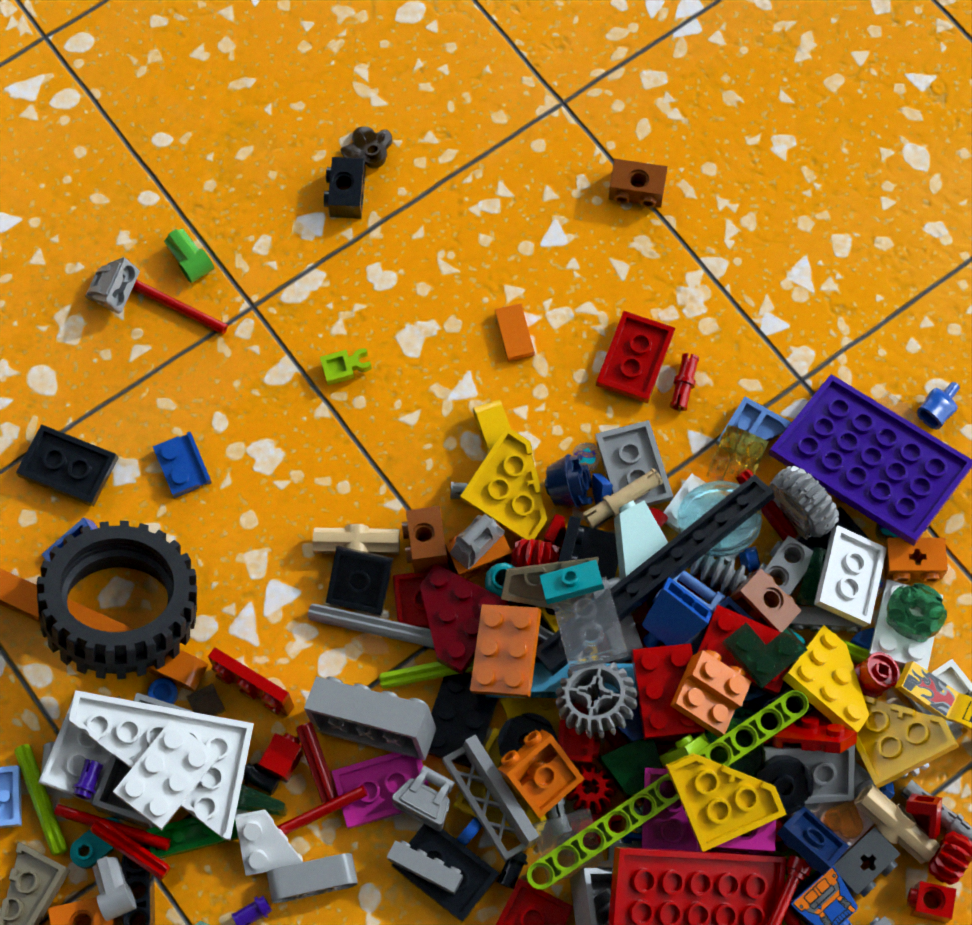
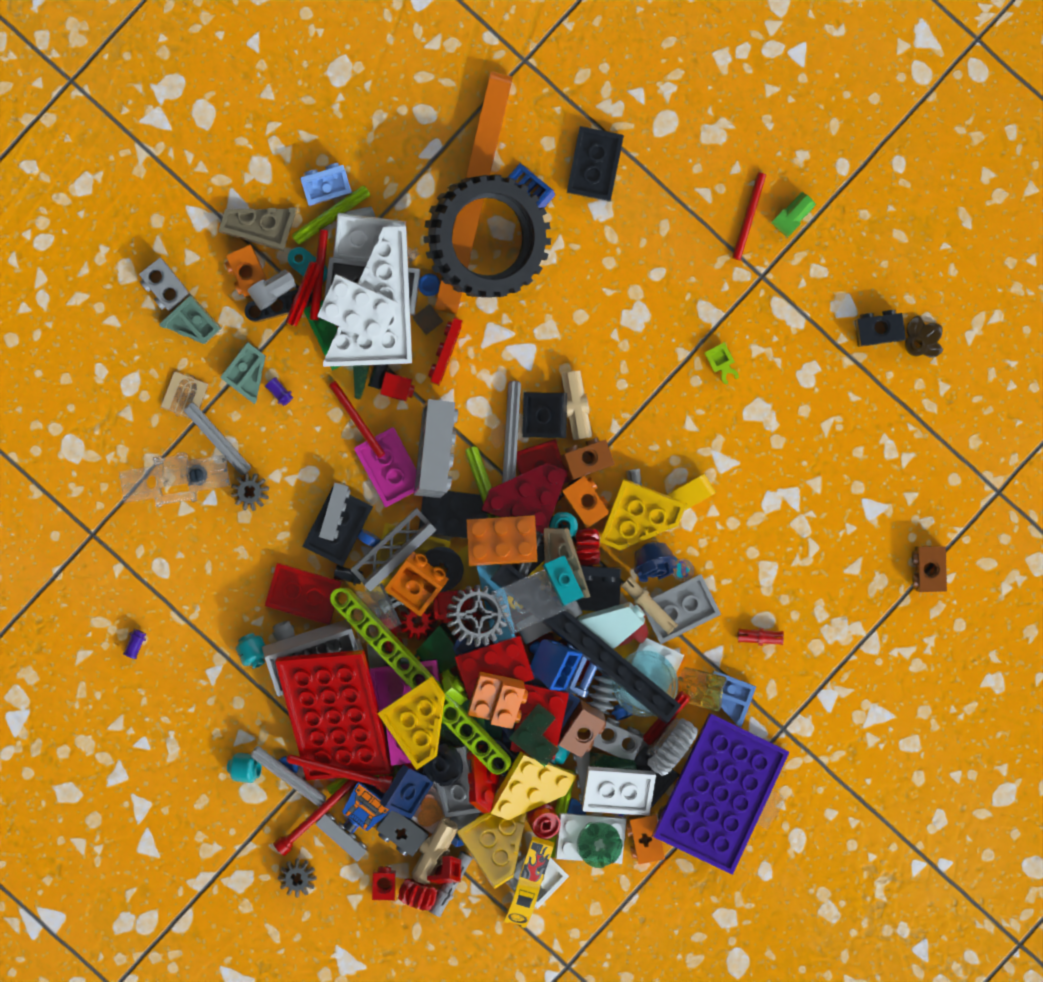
camera: 80 degrees right, 20 degrees up
(88, 778) = (346, 250): dark purple pin -> none
(113, 284) = (754, 159): light grey piece -> none
(182, 464) = (614, 253): blue plate -> none
(263, 844) = (328, 390): white wing -> none
(312, 878) = (312, 430): light grey beam -> none
(316, 762) = (396, 415): red axle -> none
(424, 802) = (381, 500): light grey piece -> none
(476, 540) = (590, 500): light grey piece -> none
(514, 332) = (778, 493): orange tile -> none
(556, 530) = (613, 558): red tile -> none
(600, 487) = (657, 587): blue tile -> none
(635, 357) = (775, 594): red plate -> none
(938, 406) = (779, 841): blue piece -> none

